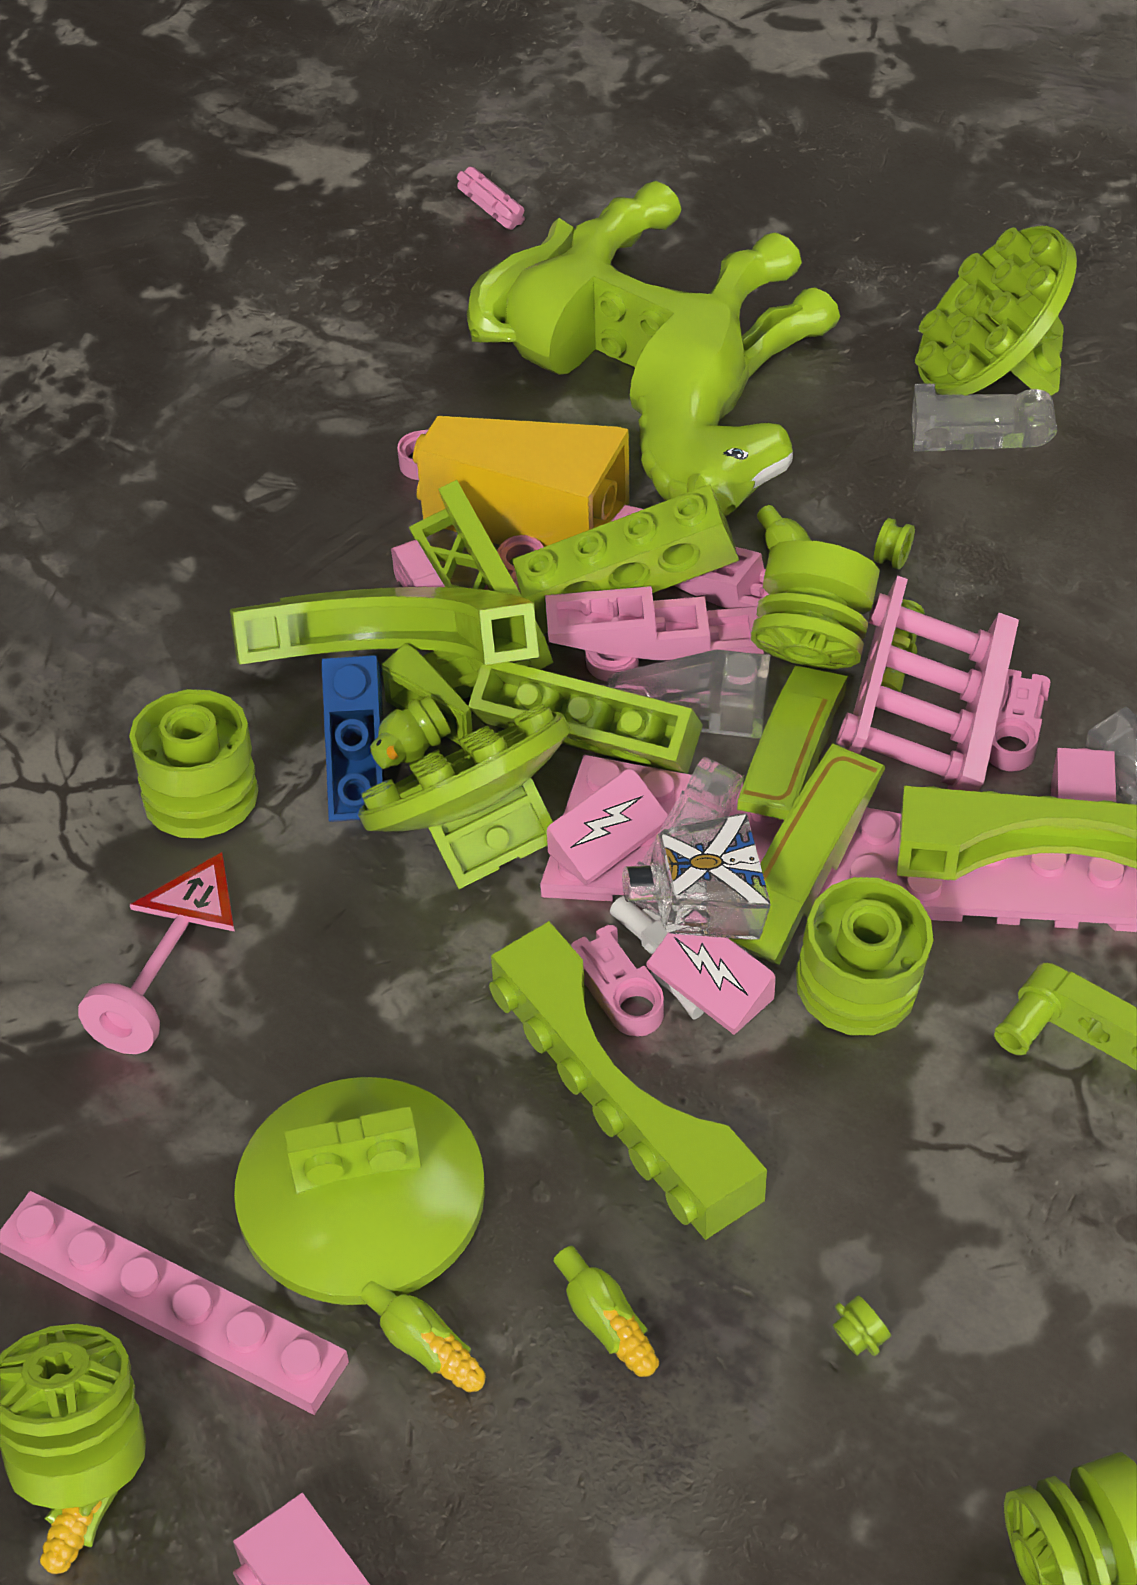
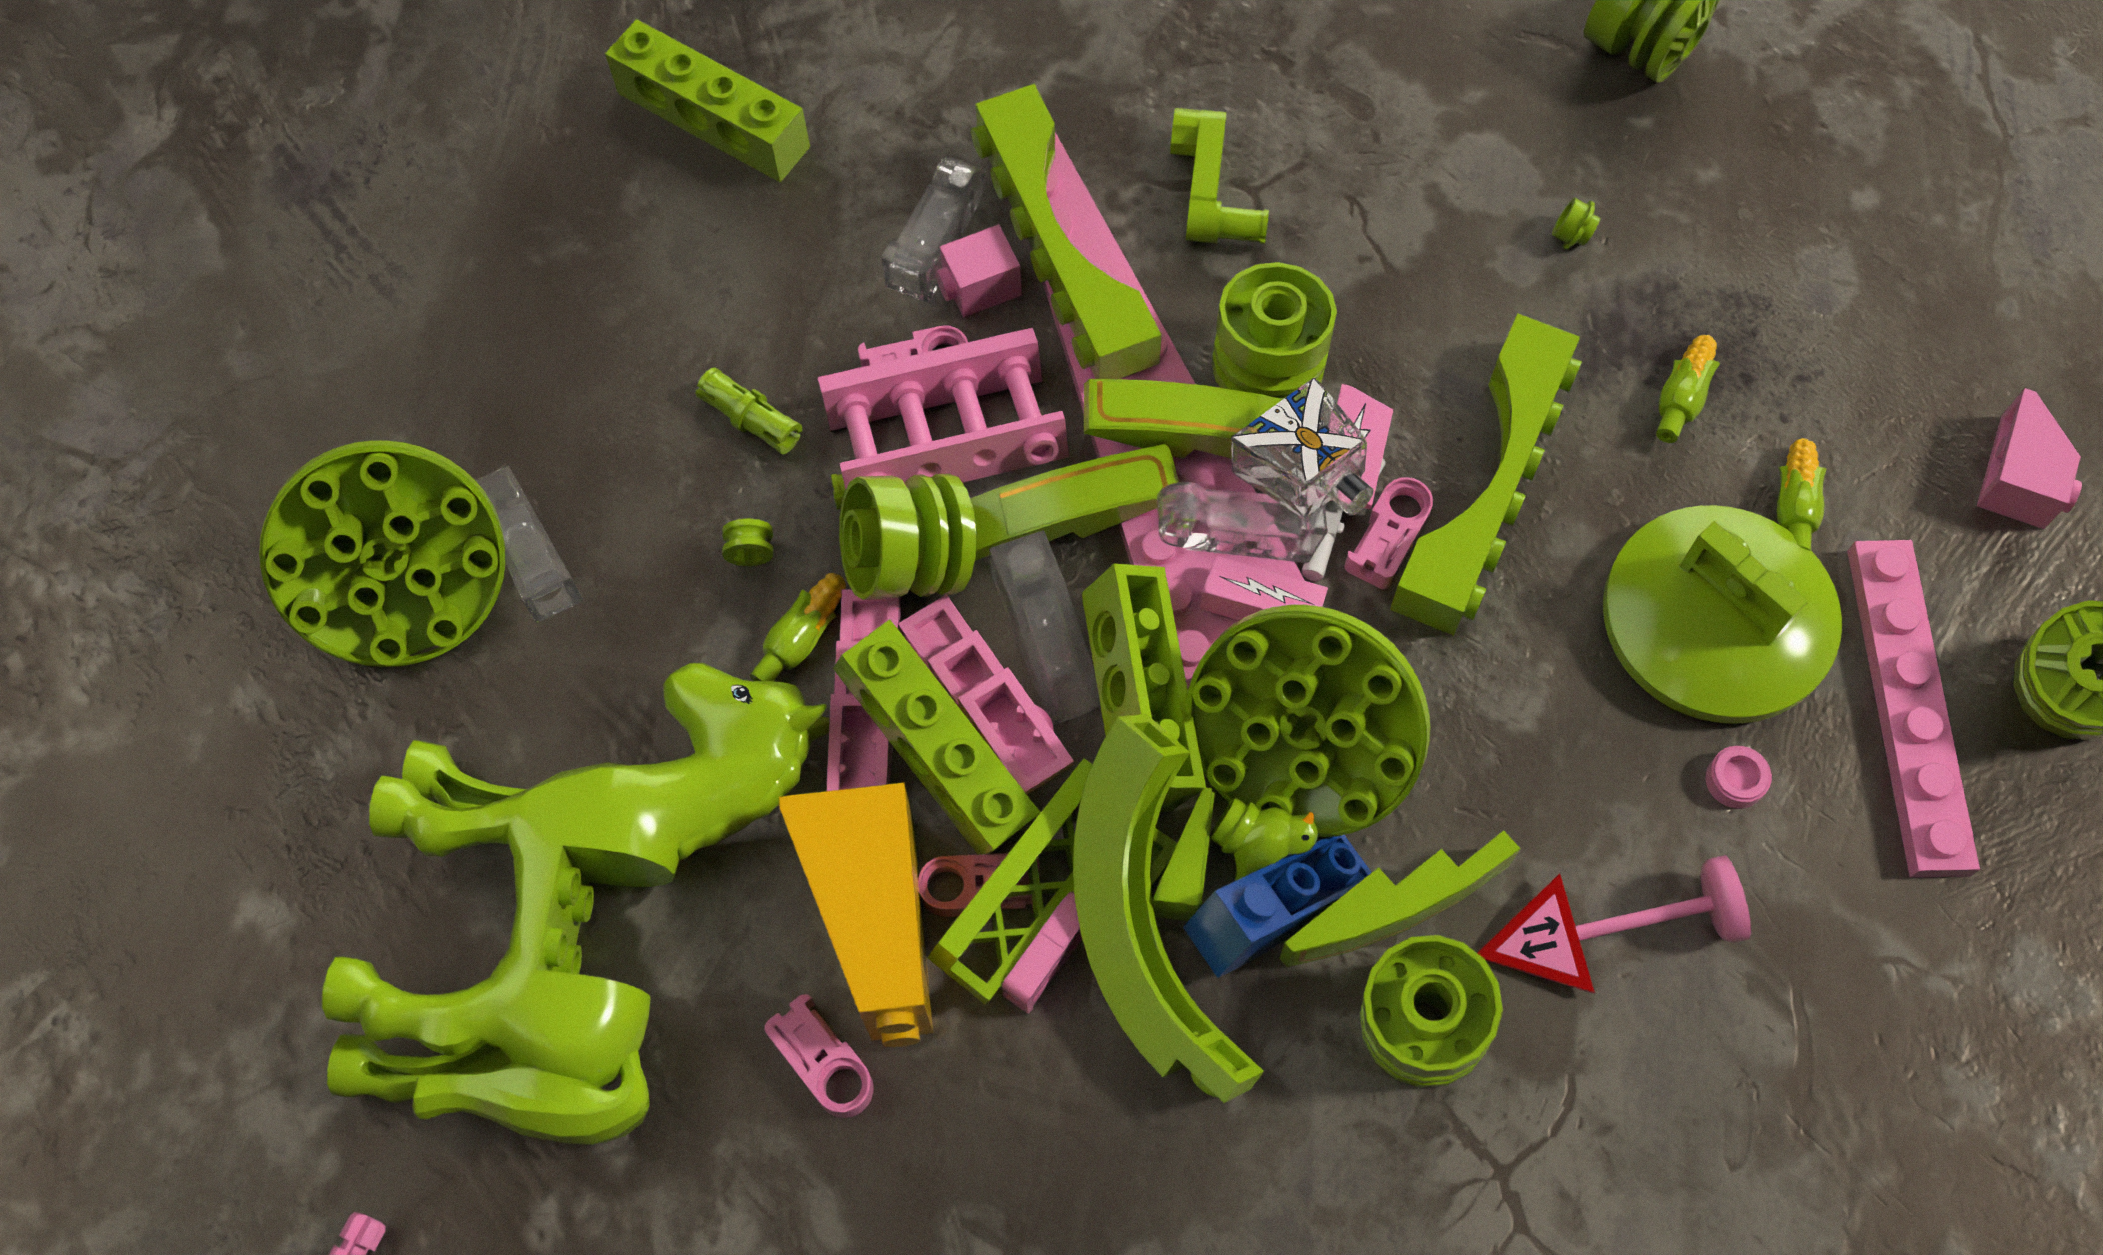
camera: 120 degrees left, 15 degrees up
(212, 1117) = (1738, 777): none -> bright pink tile
(294, 802) = (1381, 910): none -> lime slope
(1056, 581) = (748, 410): none -> lime pin

